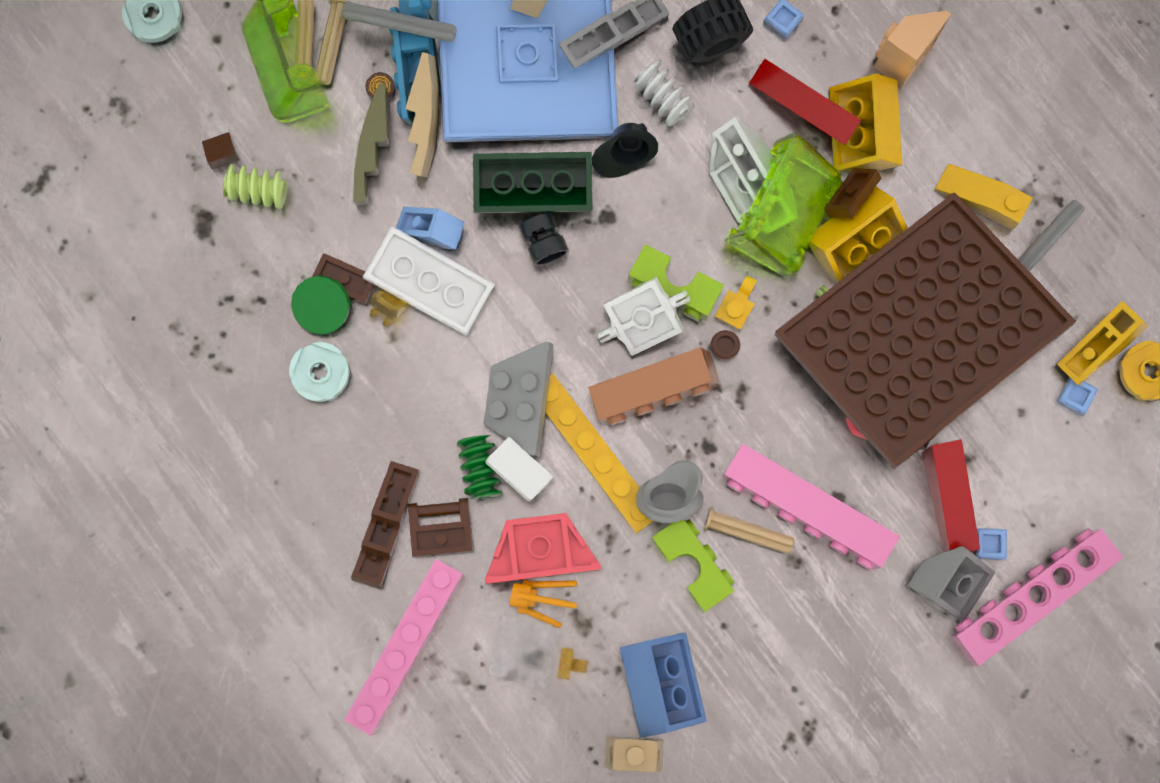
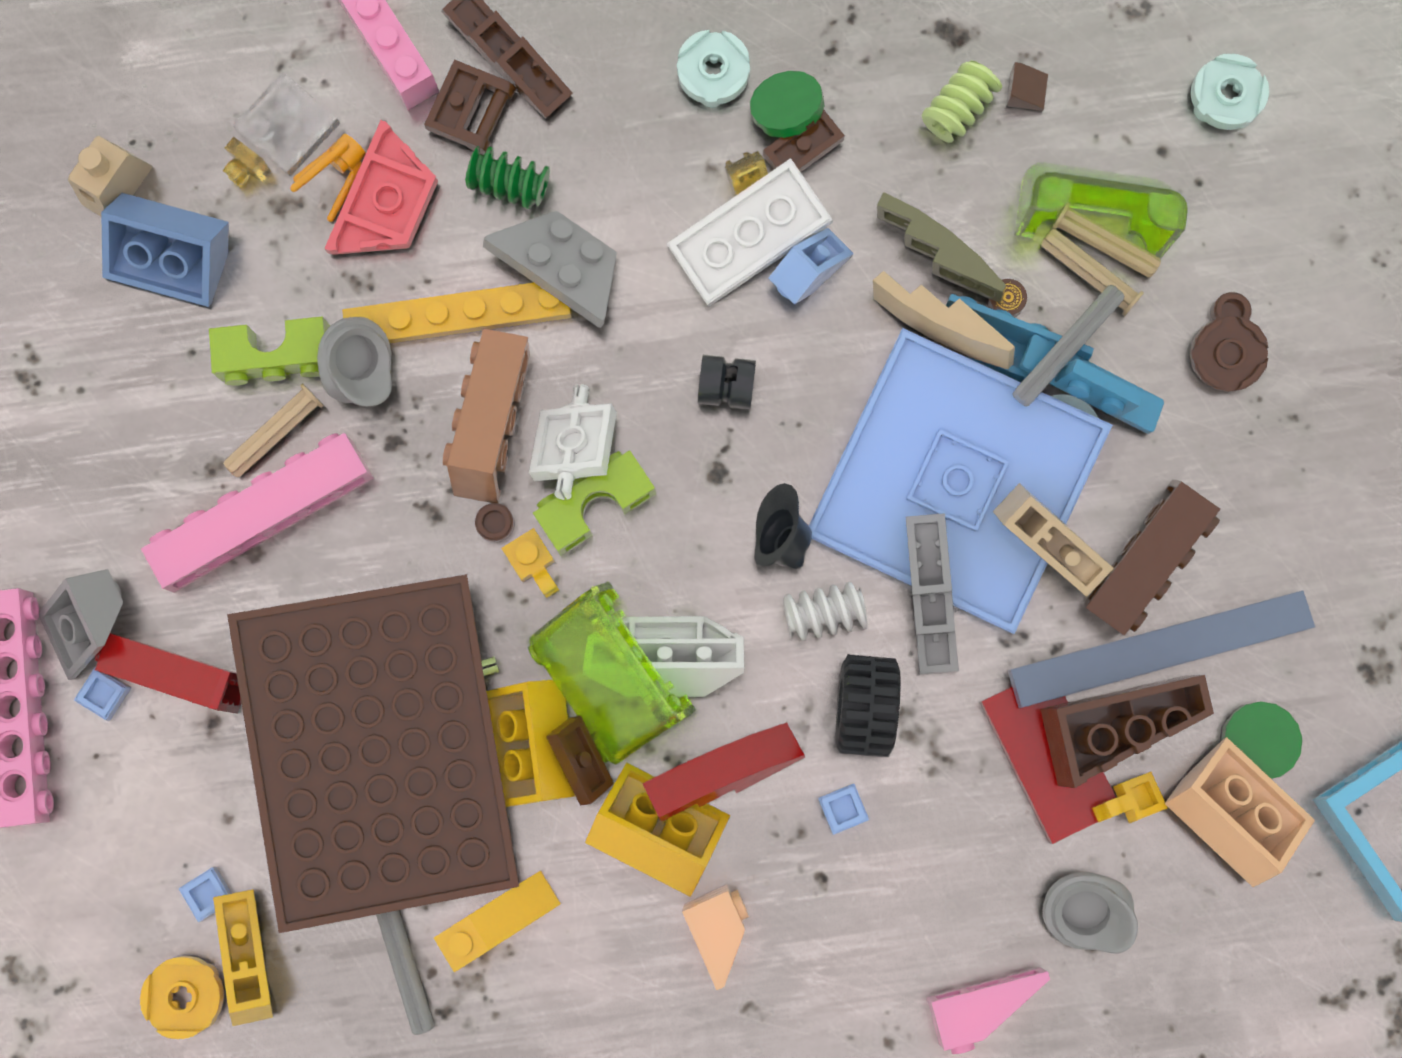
camera: 120 degrees right, 0 degrees up
(519, 469) = (478, 213): white panel -> none
(532, 182) = (795, 400): dark green slope -> none

